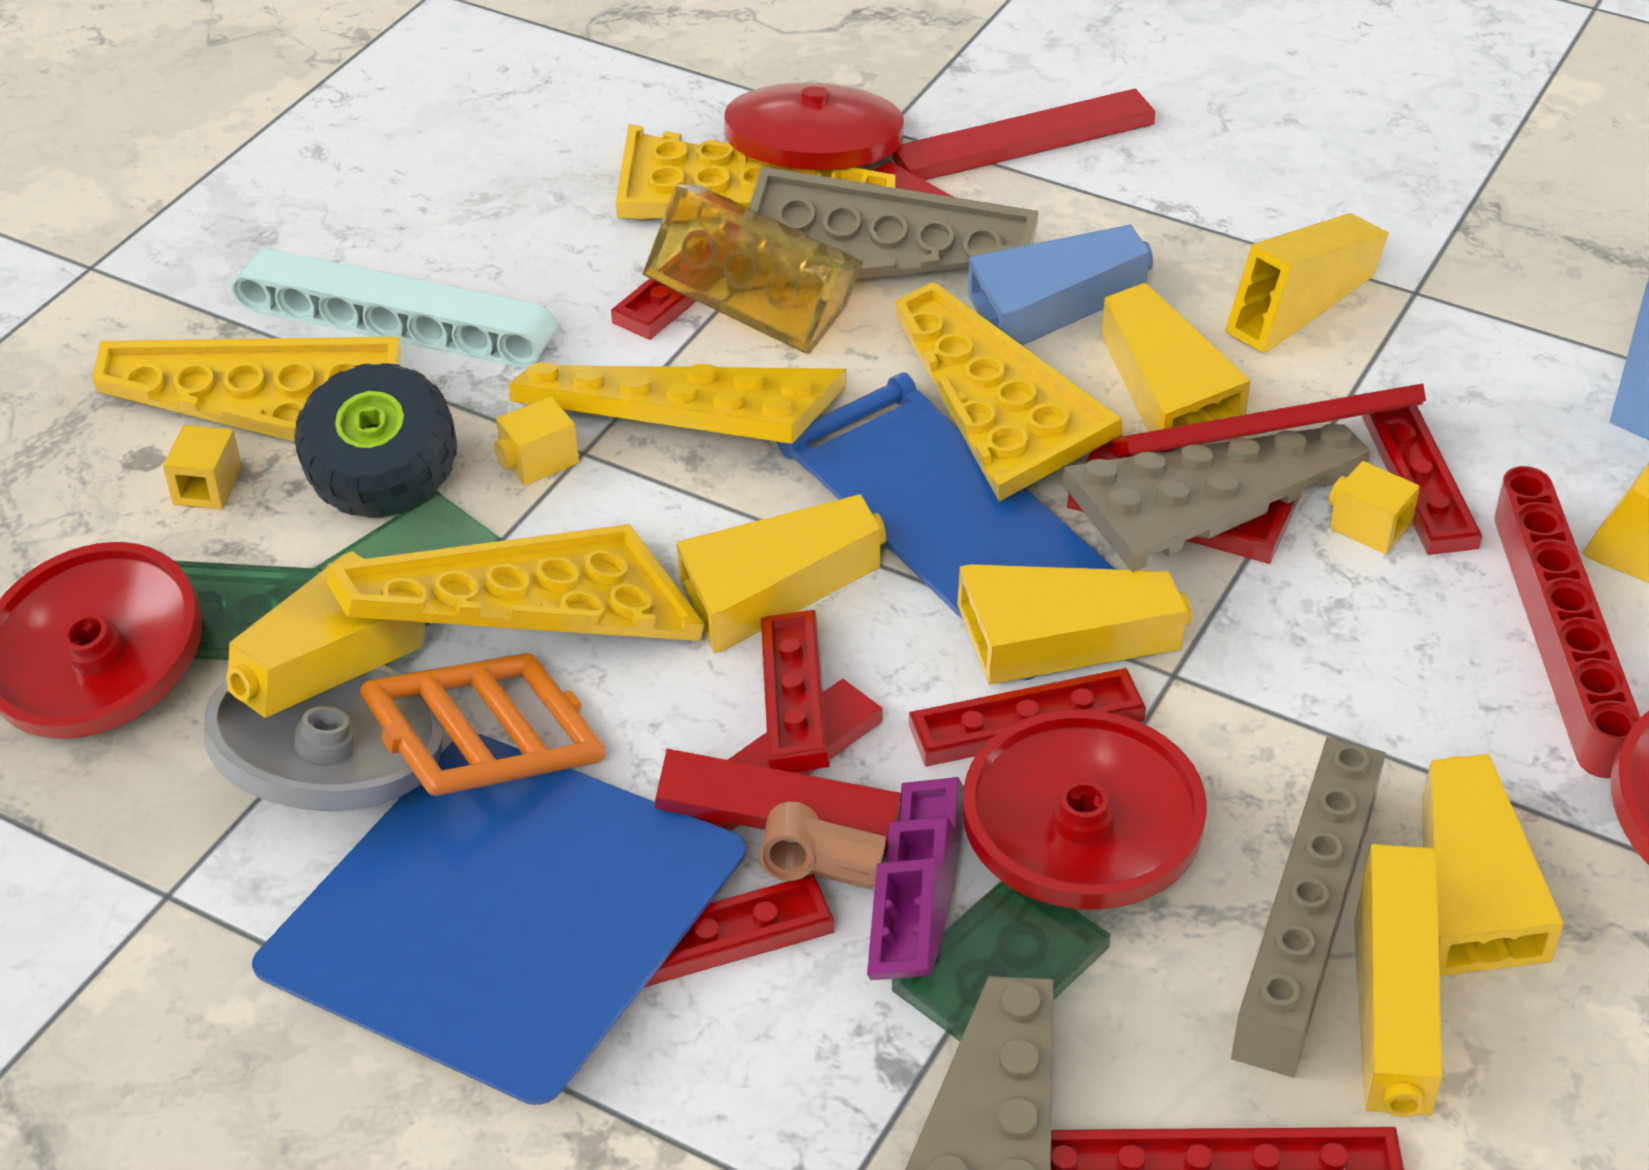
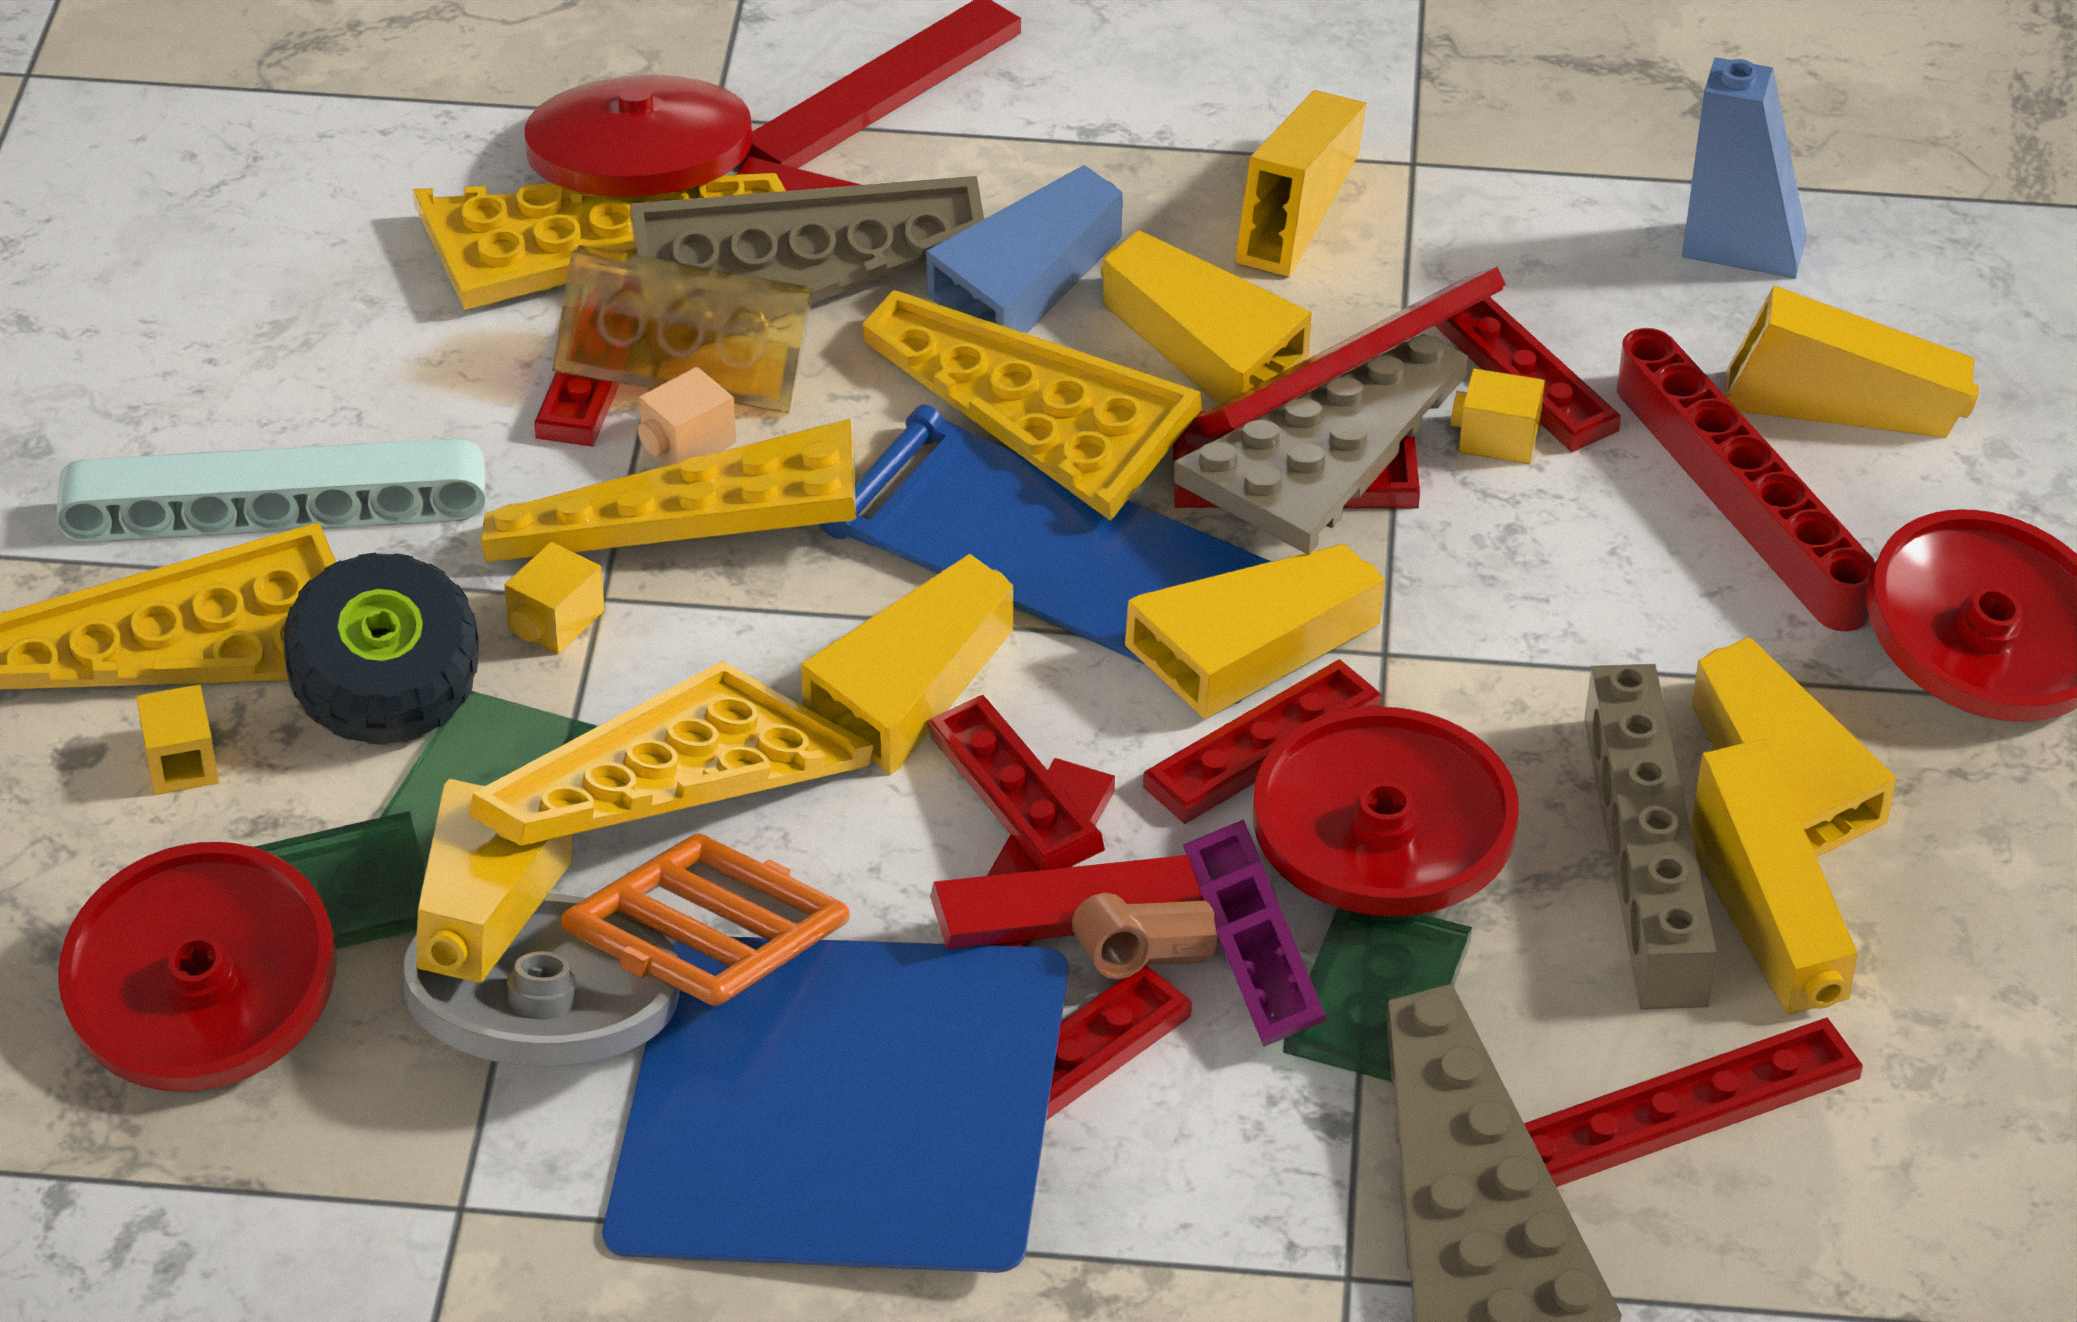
camera: 25 degrees left, 0 degrees up
(719, 334) = (687, 418): none -> light nougat brick

